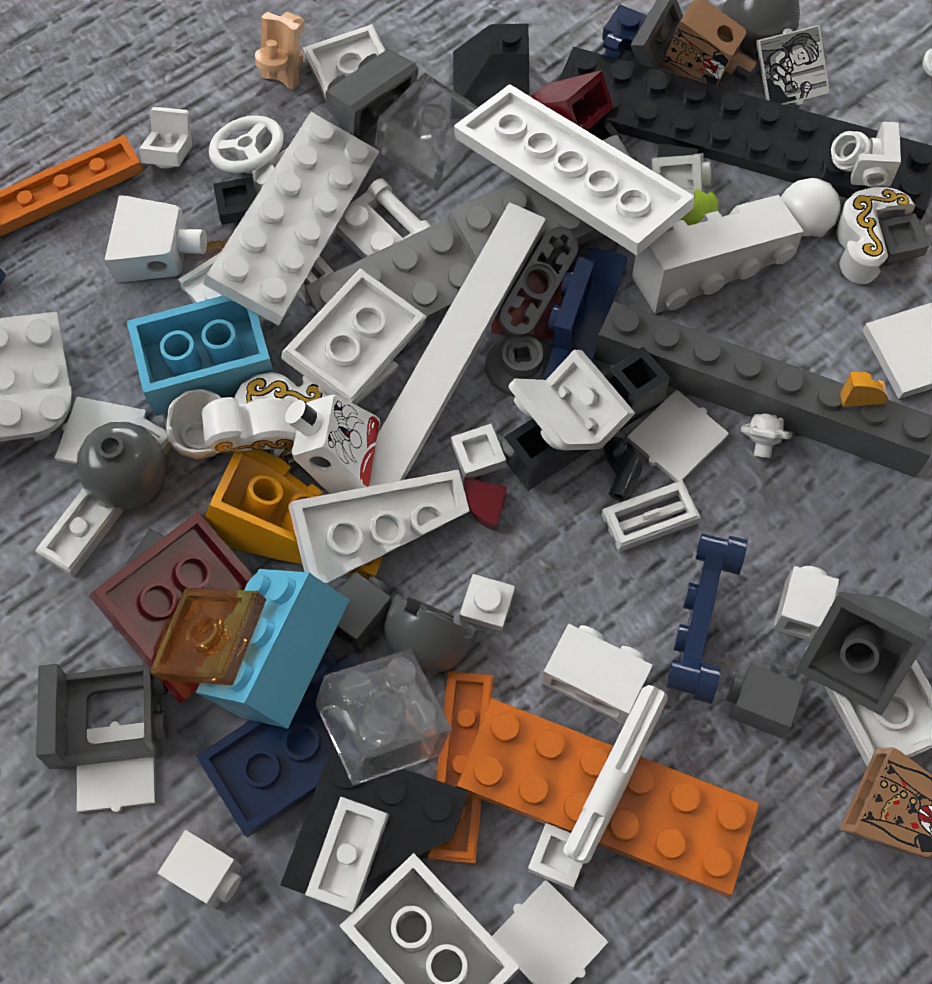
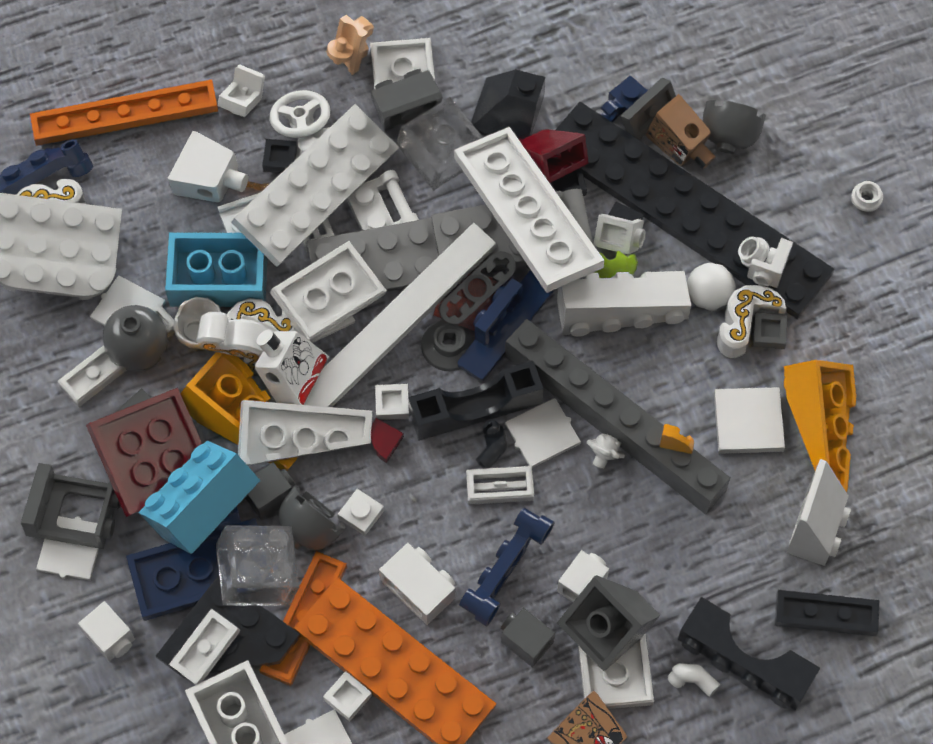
camera: 15 degrees right, 0 degrees up
(208, 636) = (157, 476): clear orange plate -> none
(573, 405) = (464, 390): white bracket -> none
(615, 775) = (401, 651): white axle -> none
(793, 65) = (742, 168): piece -> none

